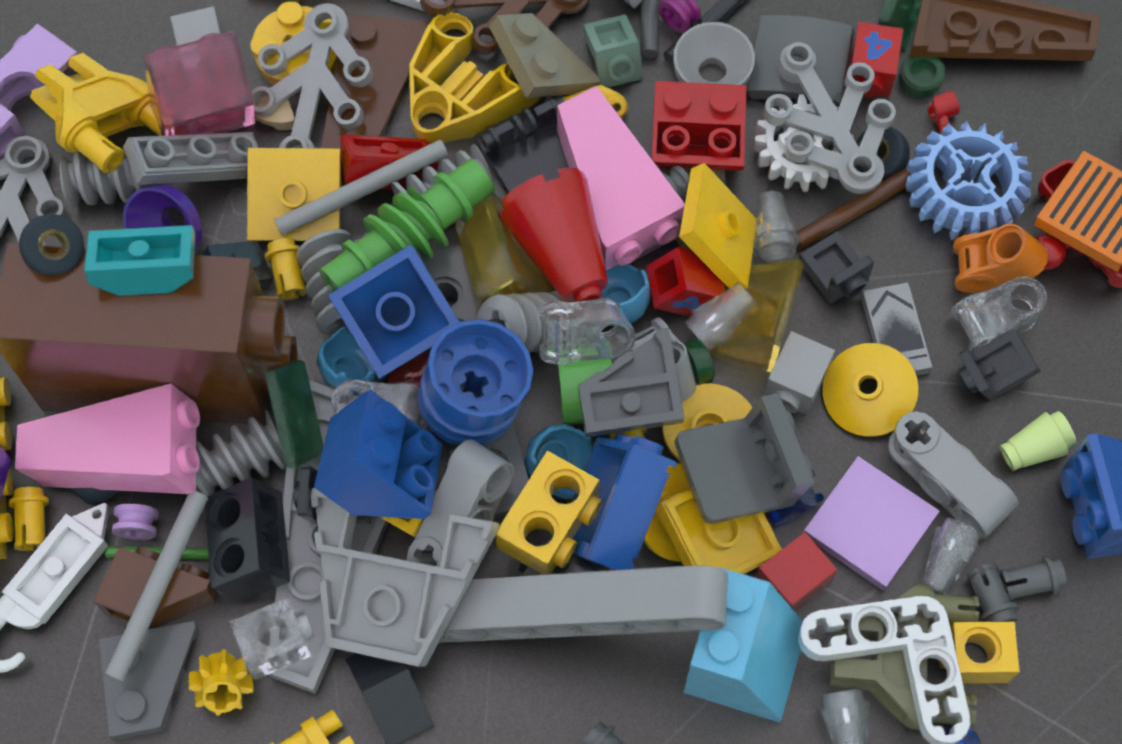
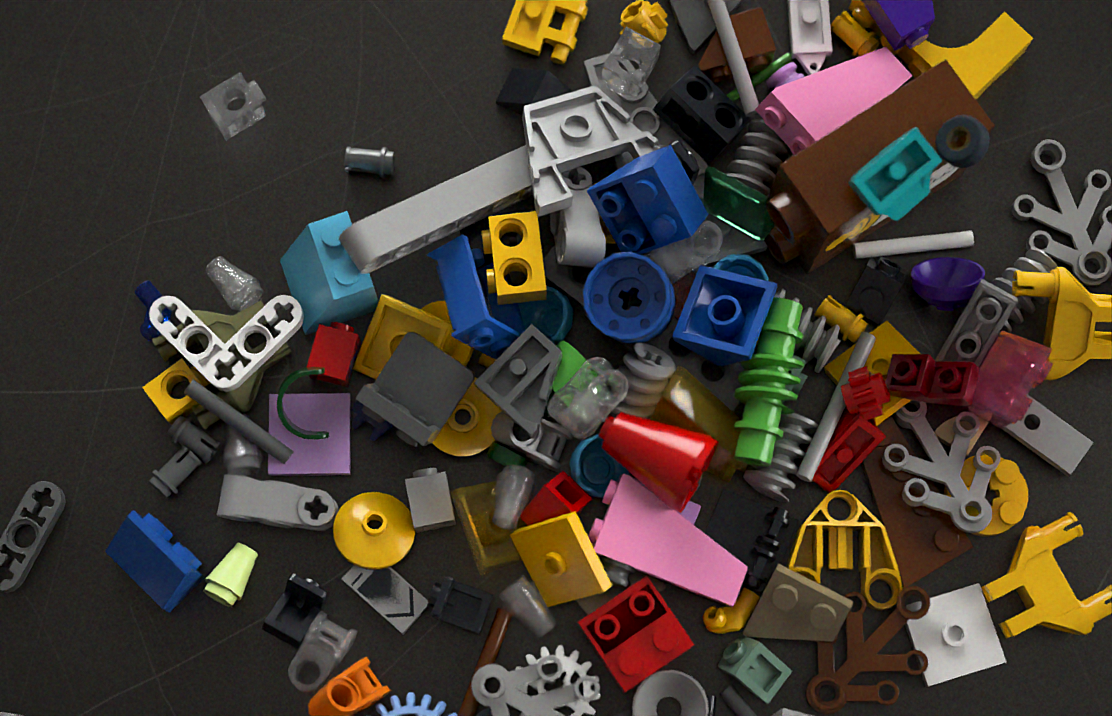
camera: 140 degrees right, 10 degrees up
(262, 138) = (929, 381): none -> dark red slope
(330, 164) = (865, 393): none -> red gear
(865, 566) = (281, 413): none -> dark green helmet
(940, 569) = (238, 421): none -> dark grey bar

